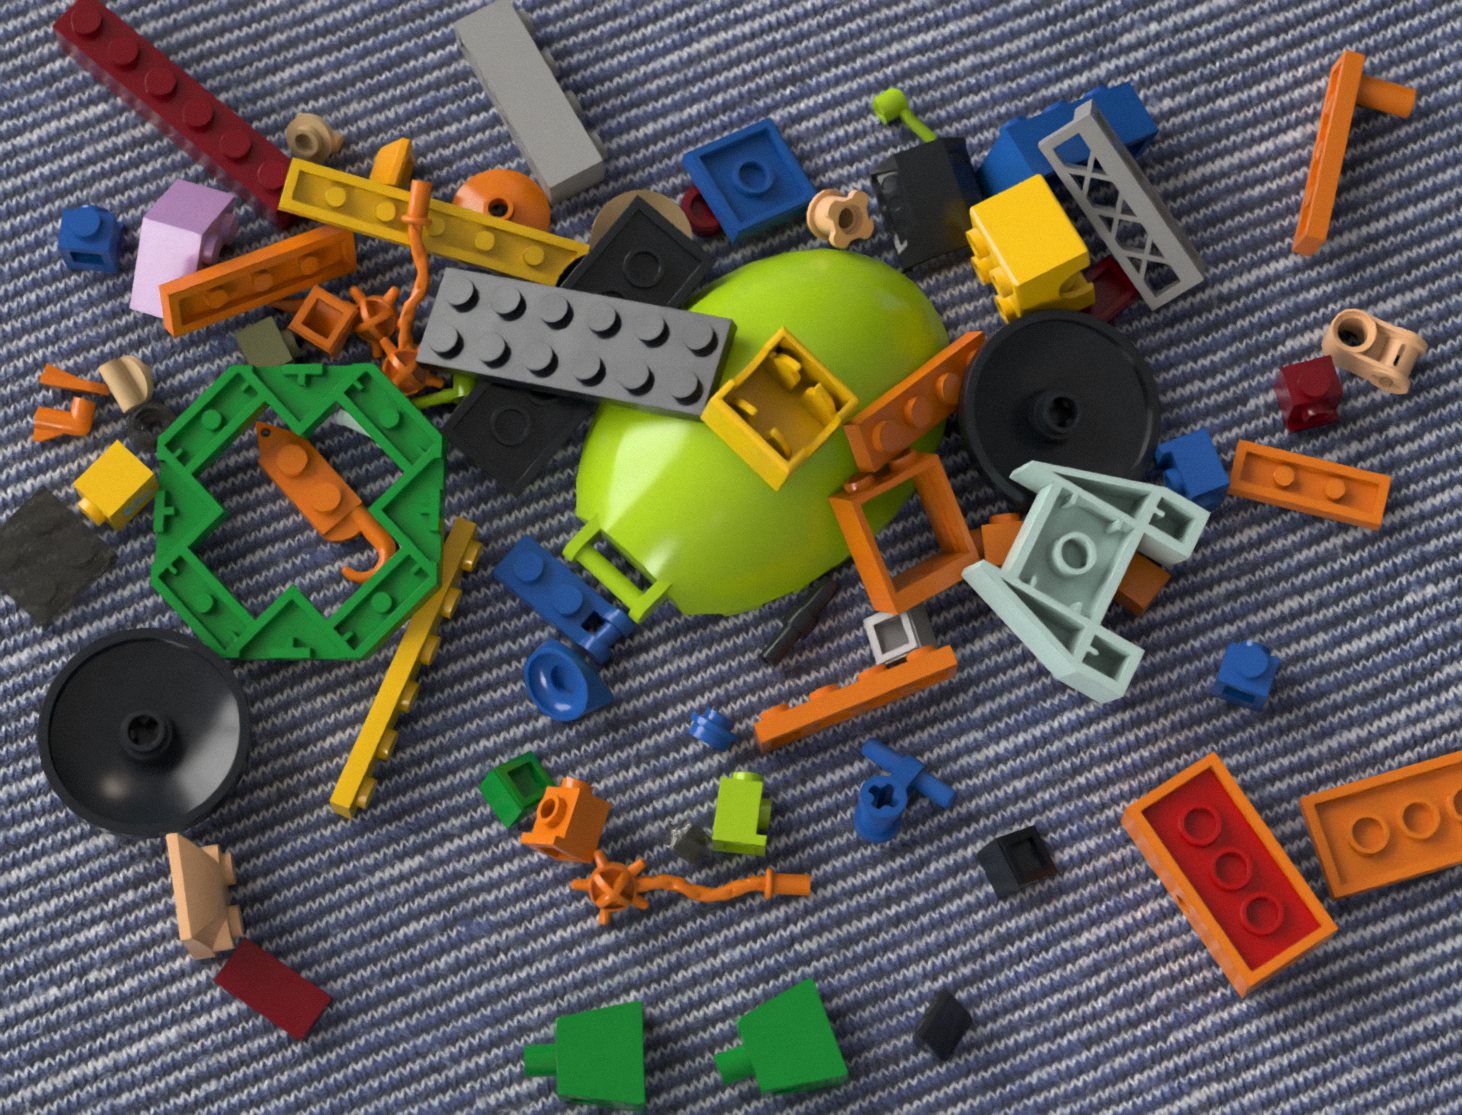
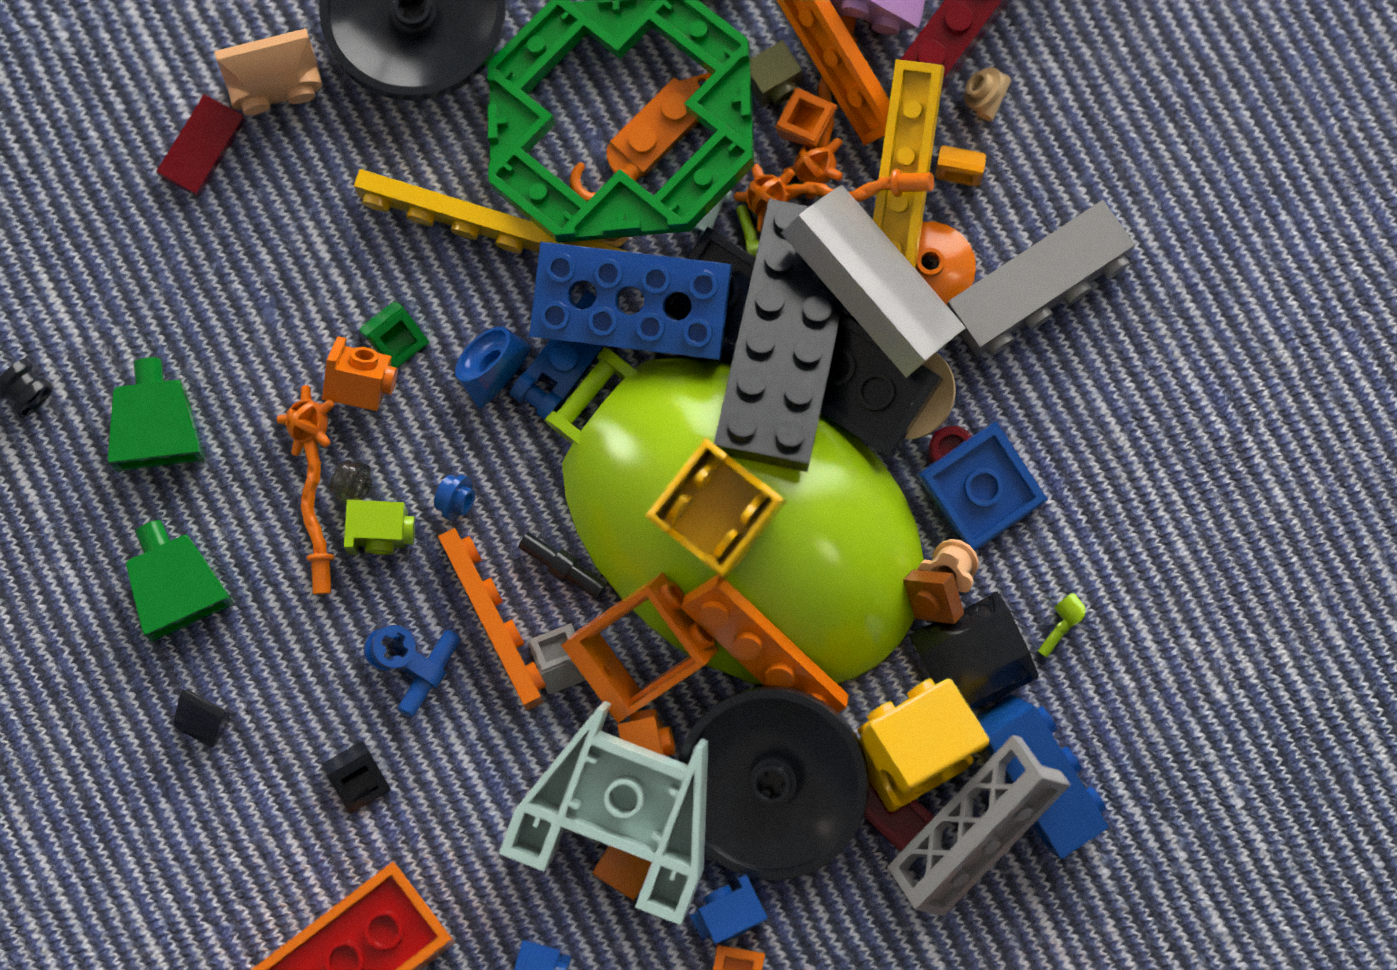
camera: 85 degrees right, 5 degrees up
(527, 250) = (873, 280): none -> light grey slope
(550, 493) = (612, 272): none -> blue brick
(869, 233) = (933, 596): none -> dark orange plate

